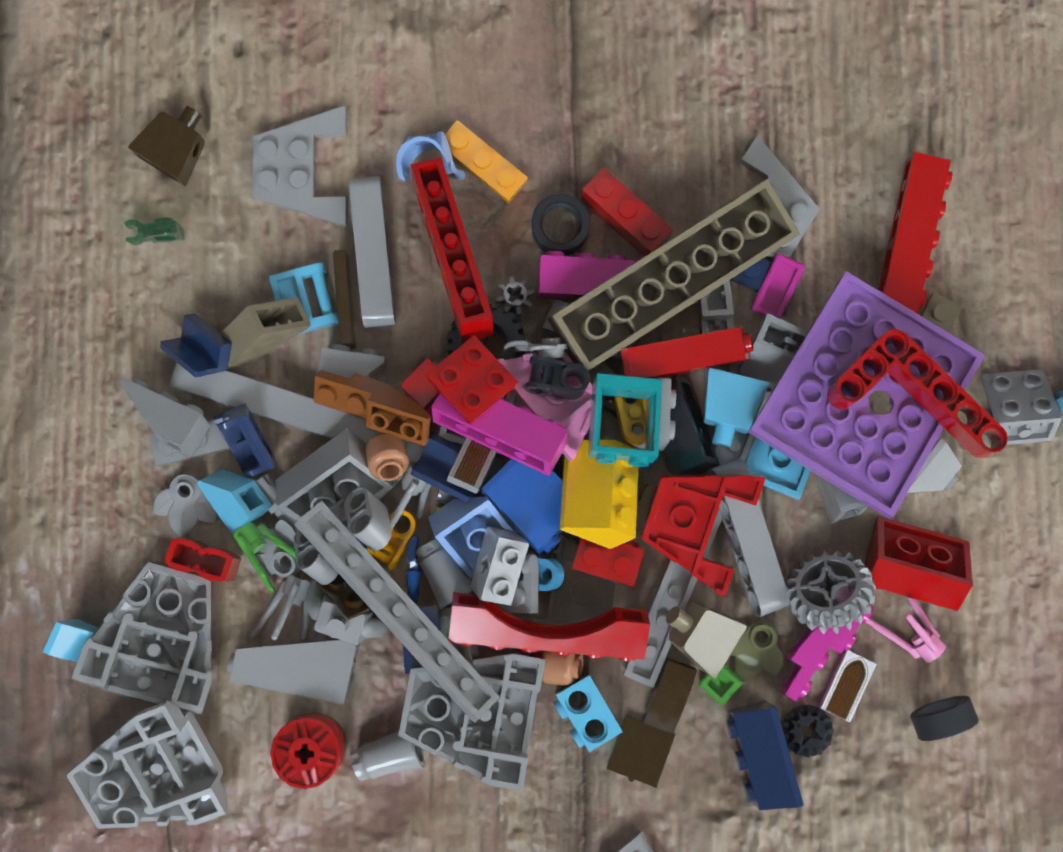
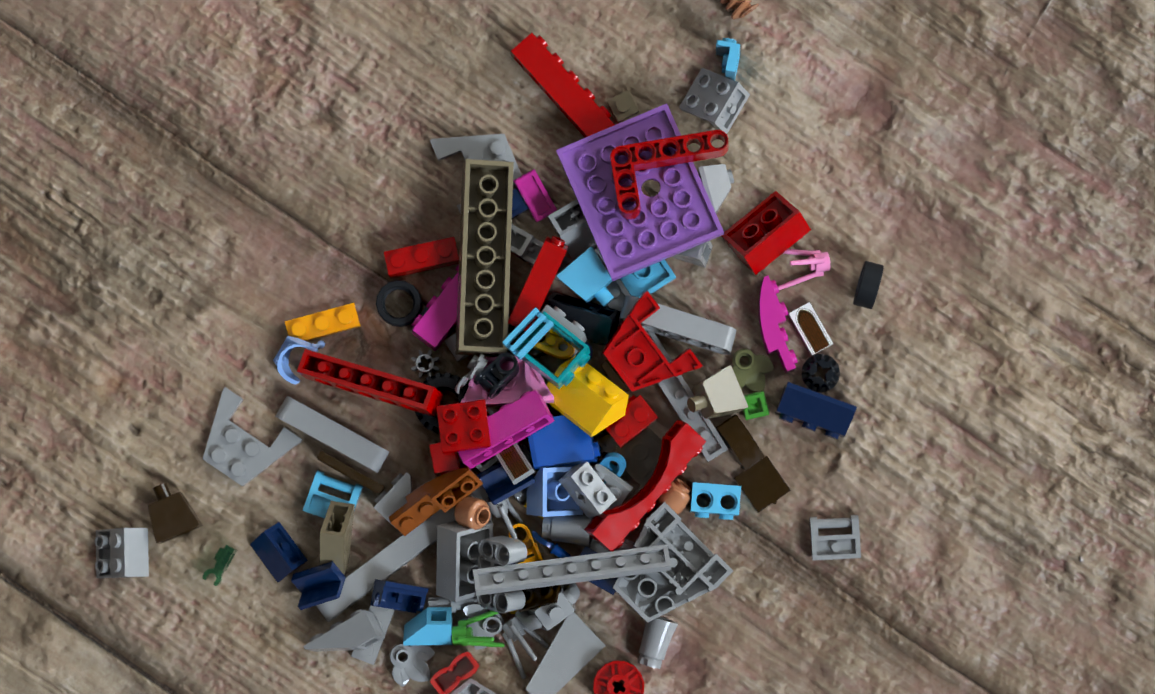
camera: 50 degrees left, 0 degrees up
(96, 122) = (122, 553): none -> light grey slope
(209, 282) = (278, 552): none -> dark blue panel
(614, 364) = (541, 318): none -> medium azure tile
(850, 592) = (744, 299): light grey gear -> none

